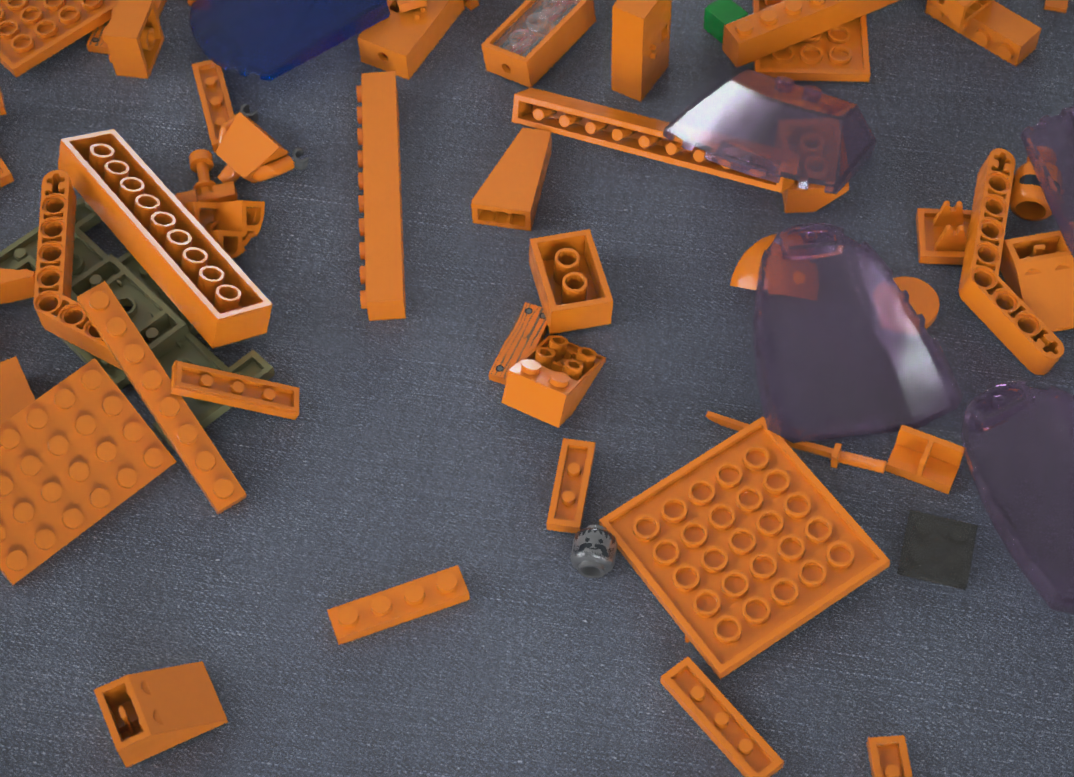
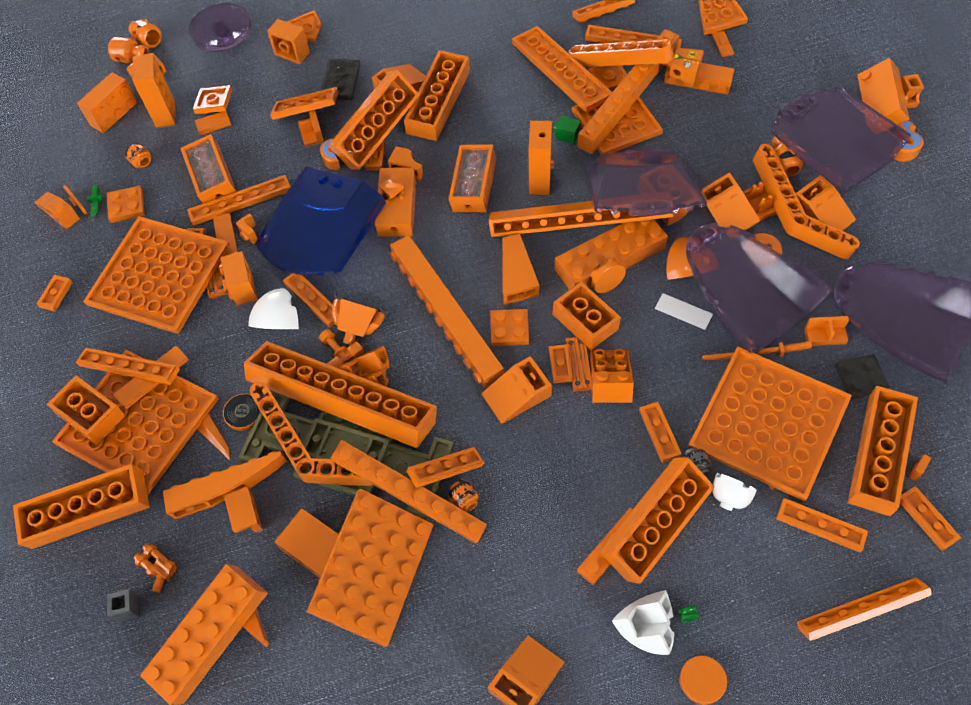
camera: 25 degrees left, 5 degrees up
(22, 209) = (241, 412): none -> black tile
(152, 98) = (274, 311): none -> white brick
(239, 443) = (463, 496): none -> orange head
(373, 726) = (647, 623): none -> white brick
(406, 339) = (517, 390): none -> orange slope
(439, 743) = (688, 614): none -> green bush
(457, 254) = (509, 327): none -> orange plate
(477, 593) = (657, 520): none -> orange brick
(492, 332) = (560, 364): none -> orange plate
(613, 612) = (732, 492): none -> white cylinder
(638, 241) = (608, 276): none -> orange tile
(670, 213) = (625, 243): none -> orange brick
(725, 340) = (683, 311): none -> white sticker
(886, 661) = (883, 451): none -> orange brick
(892, 215) = (729, 204): none -> orange slope
(931, 714) = (919, 467): none -> orange tile

